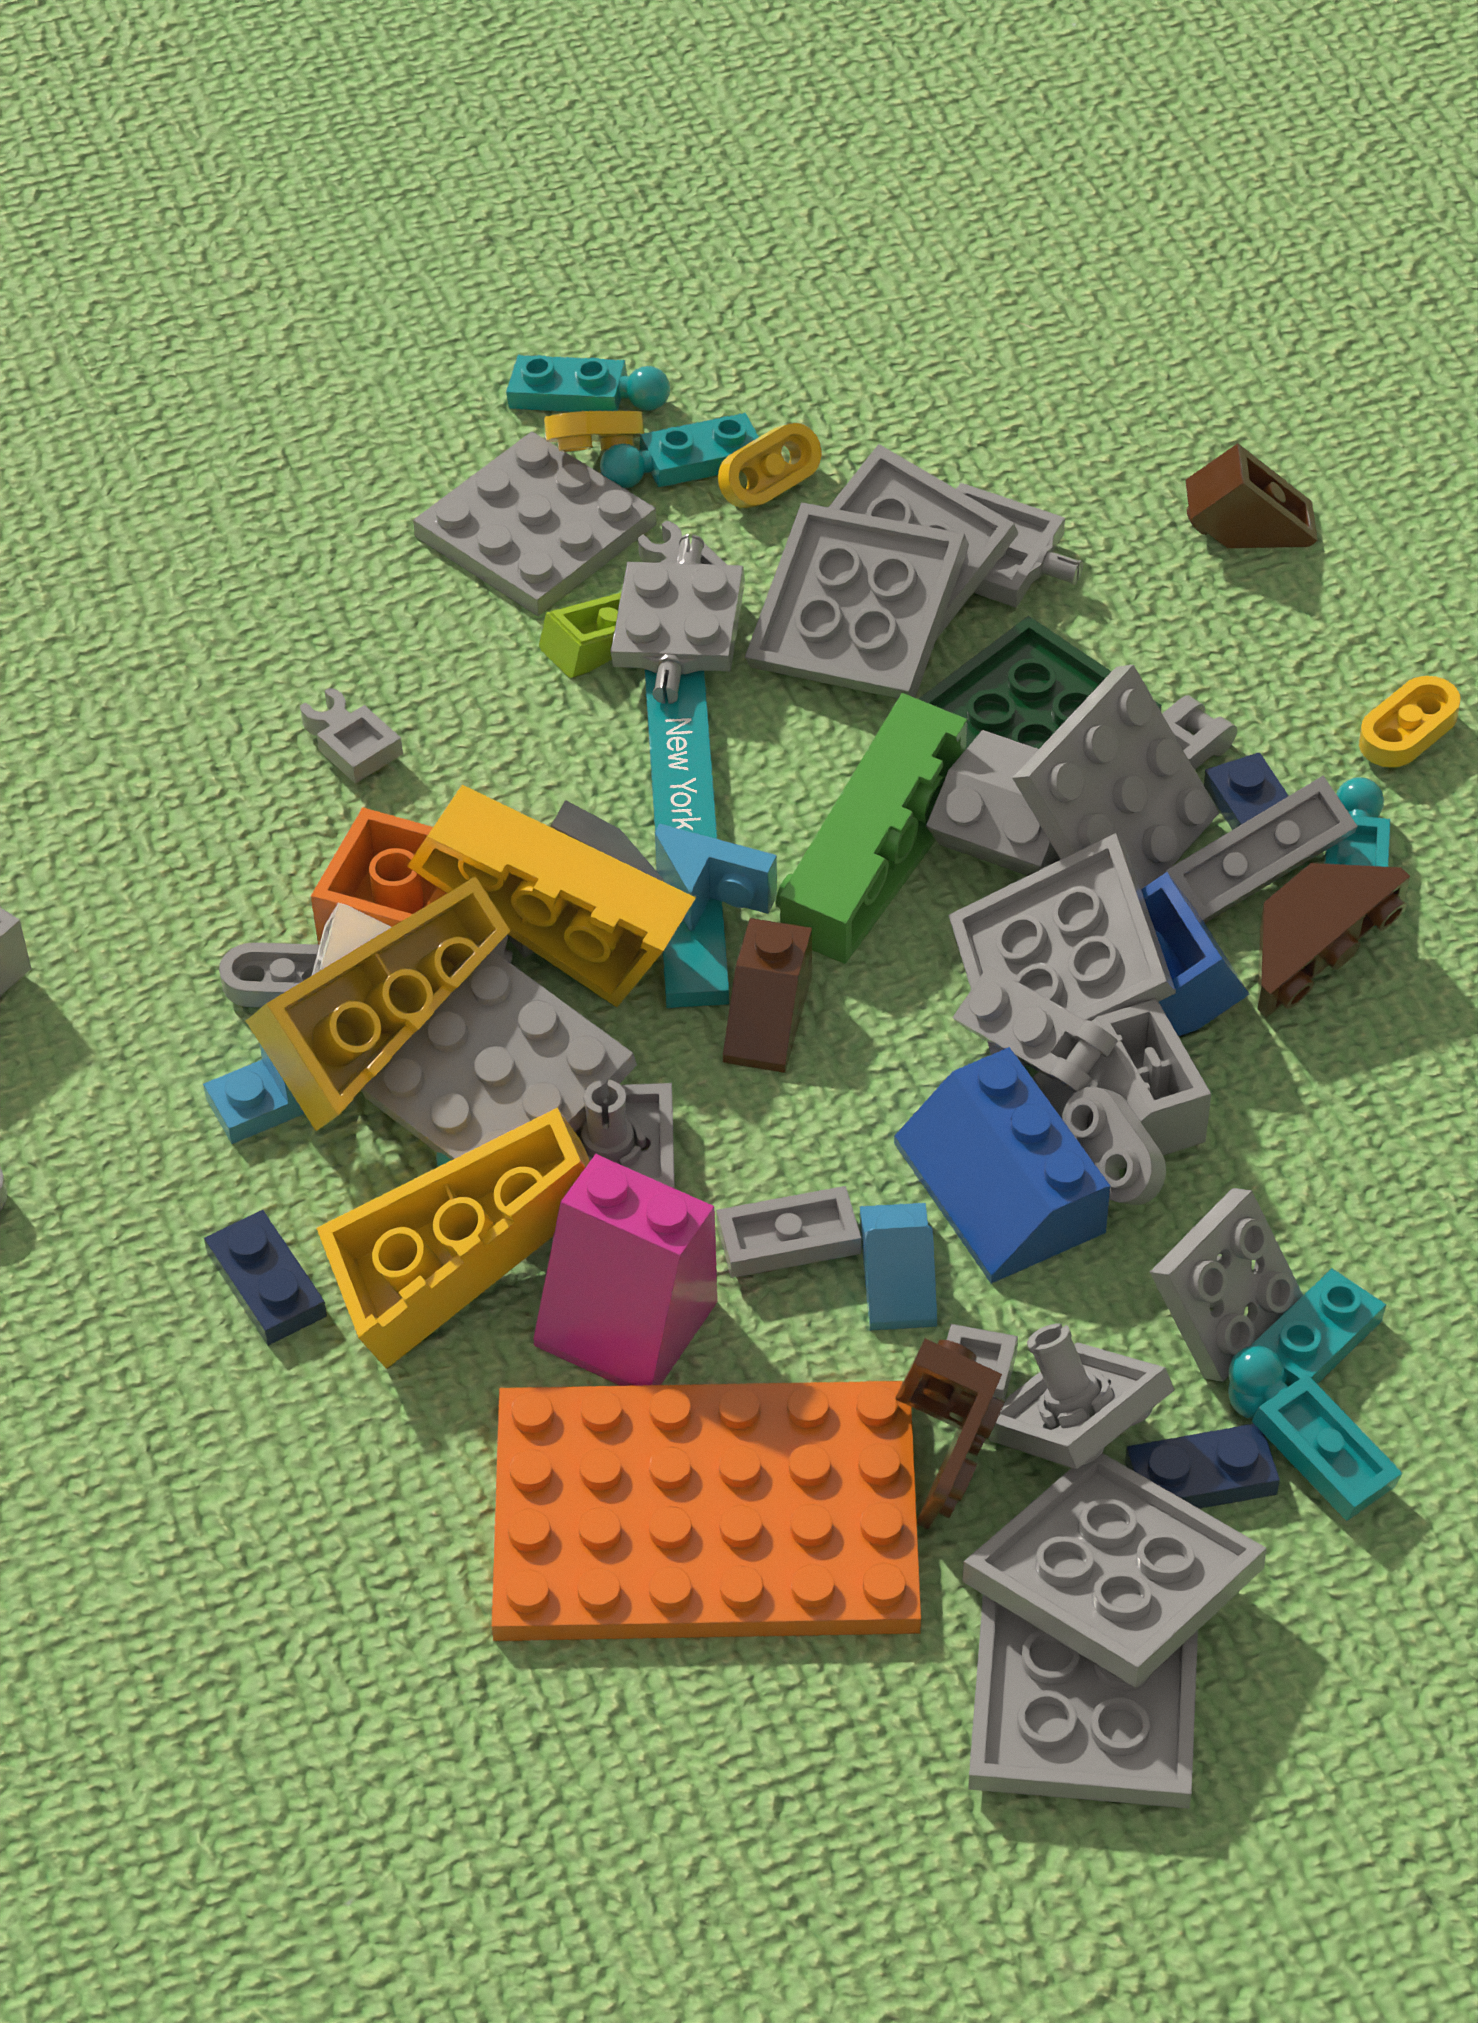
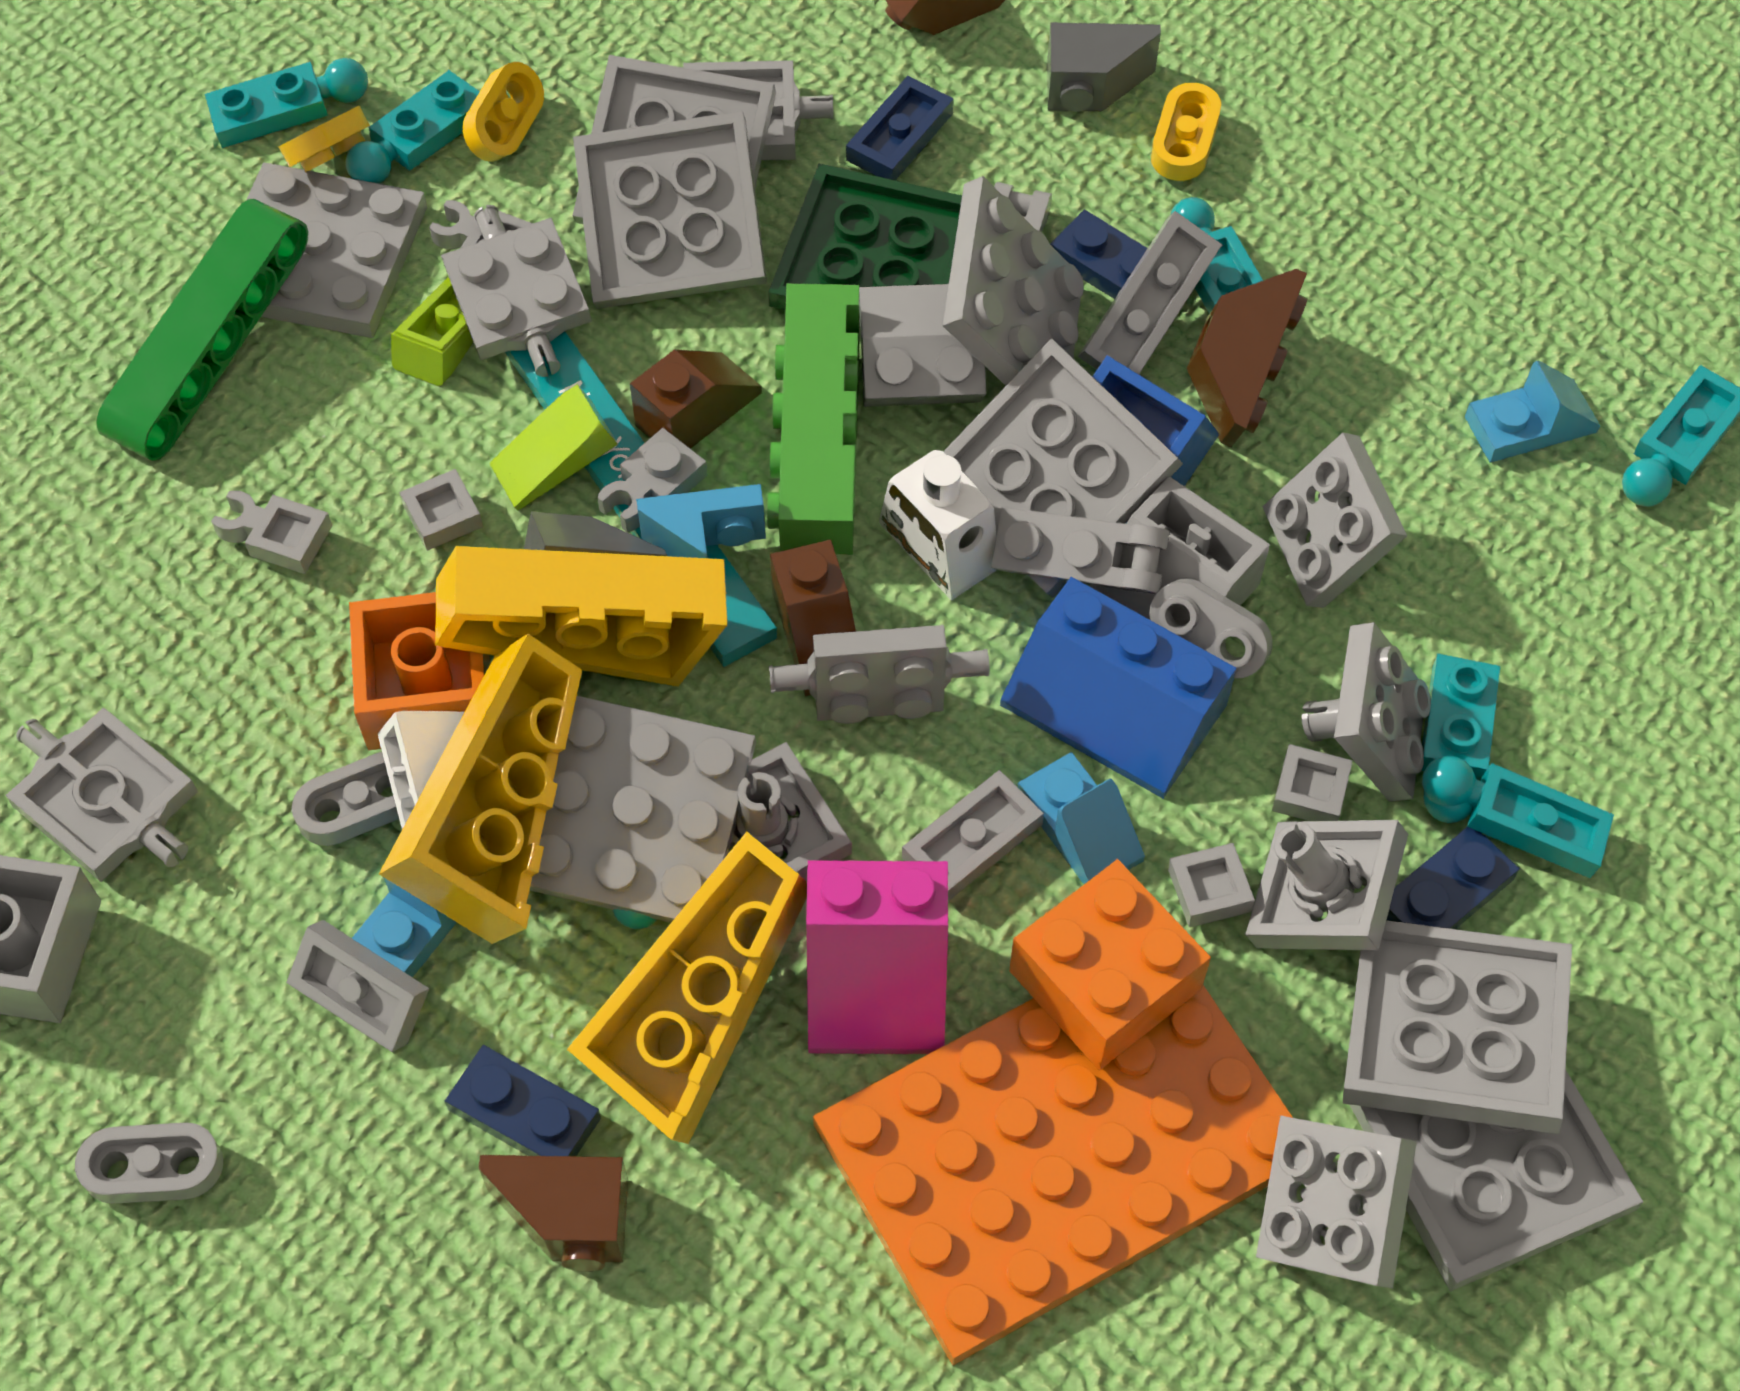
camera: 30 degrees left, 10 degrees up
(81, 884) = (101, 793): none -> light grey plate
(189, 1118) = (357, 985): none -> light grey plate
(252, 1358) = (564, 1204): none -> reddish brown slope
(388, 546) = (202, 329): none -> green beam
(502, 773) = (441, 509): none -> light grey plate
(630, 761) = (552, 448): none -> lime slope
(706, 812) = (654, 470): none -> light grey plate
(778, 768) = (690, 394): none -> reddish brown slope
(785, 1056) = (879, 673): none -> light grey plate
(823, 1371) = (1108, 964): none -> orange brick
(900, 1650) = (1357, 1204): none -> light grey plate
(923, 936) = (941, 522): none -> white torso
(960, 1392) = (1266, 966): reddish brown bracket -> none
(1129, 616) = (899, 129): none -> dark blue plate
(1129, 1323) = (1312, 785): none -> light grey plate
(1302, 1108) = (1348, 524): none -> light grey plate
(1361, 628) = (1097, 63): none -> dark grey slope

